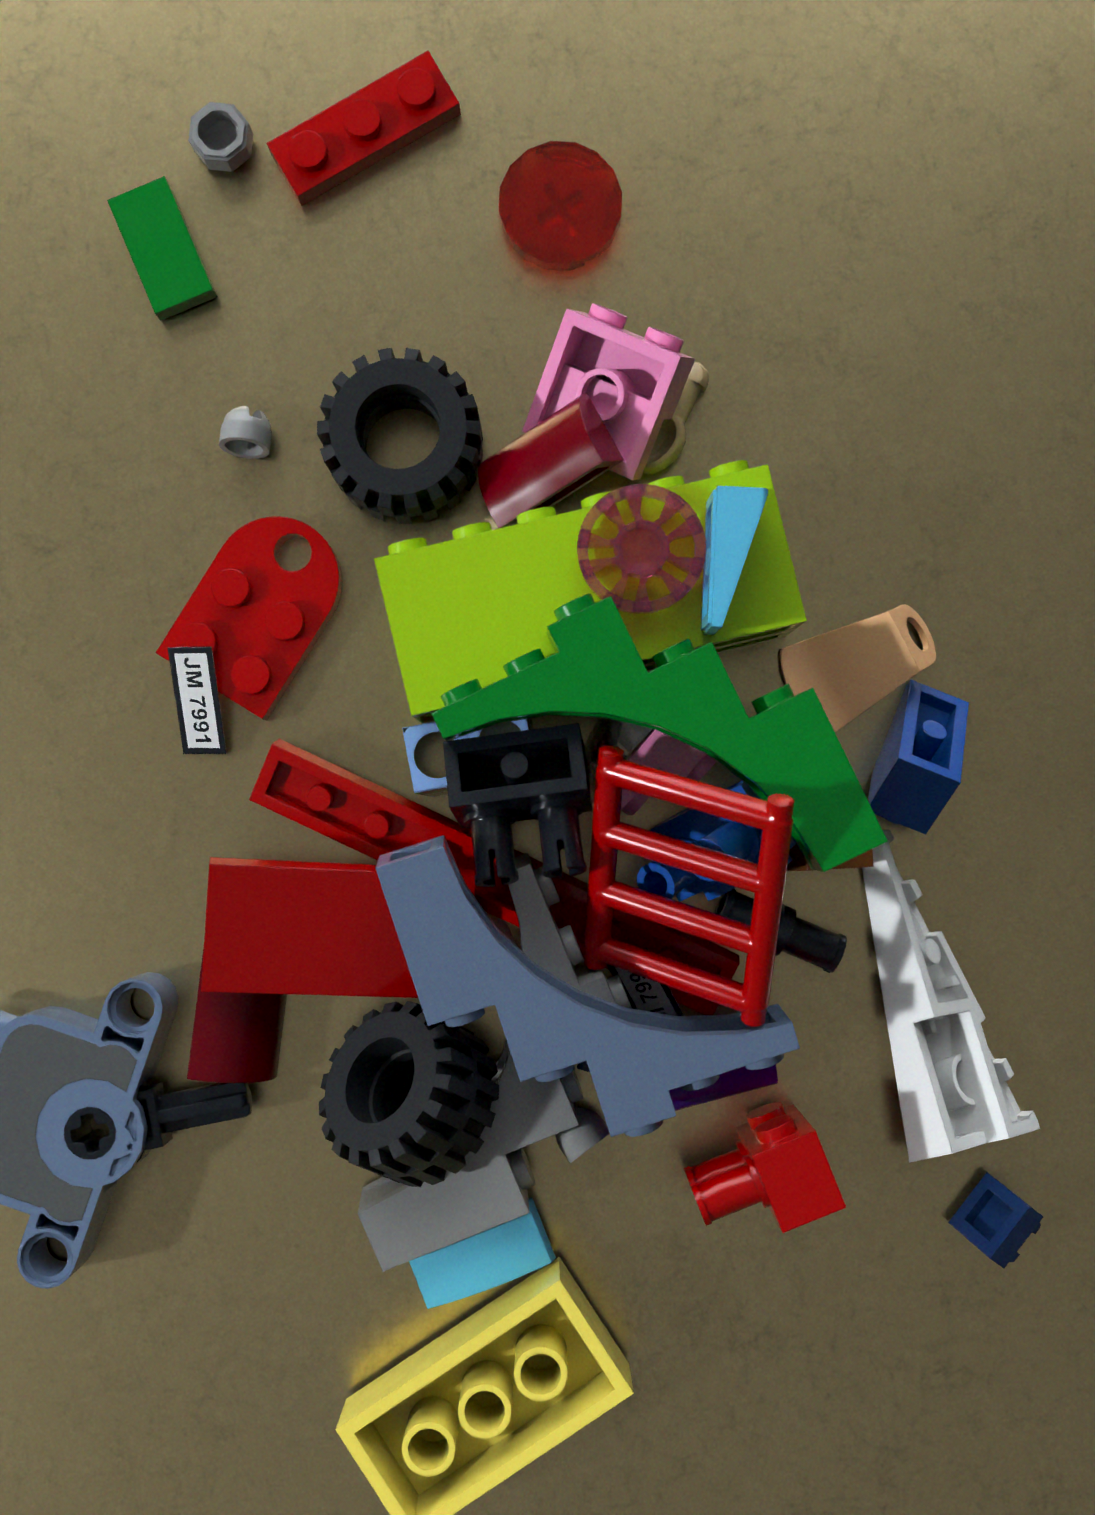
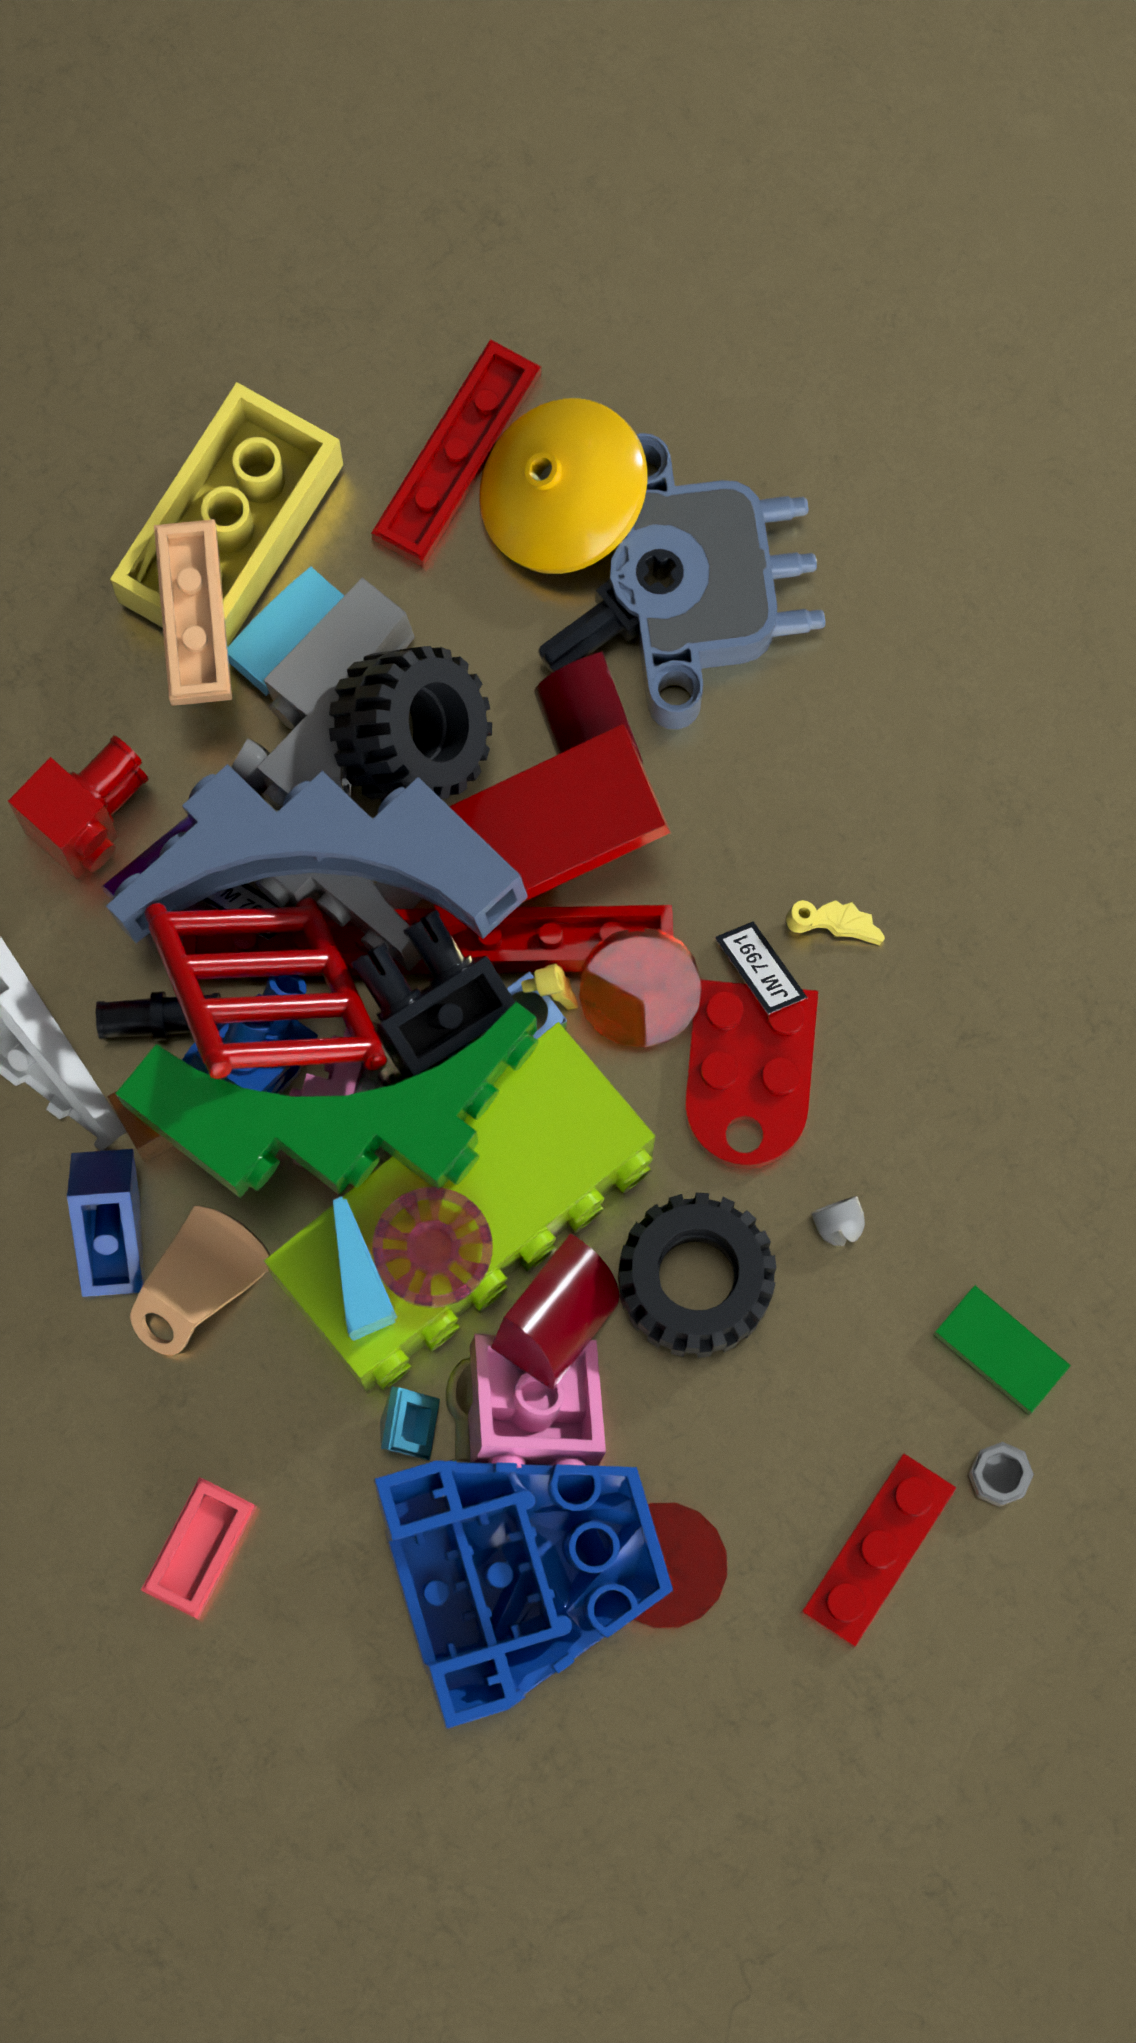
camera: 150 degrees right, 10 degrees down
(104, 716) = (837, 918): none -> light yellow piece
(134, 1237) = (585, 500): none -> yellow dish
(229, 1357) = (456, 453): none -> red tile
(317, 732) = (640, 987): none -> clear red tile
(399, 772) = (552, 982): none -> light yellow piece
(568, 1318) = (192, 612): none -> light nougat tile
(699, 239) = (516, 1571): none -> blue wedge
(729, 436) = (409, 1423): none -> medium azure slope
(967, 422) = (198, 1548): none -> coral tile

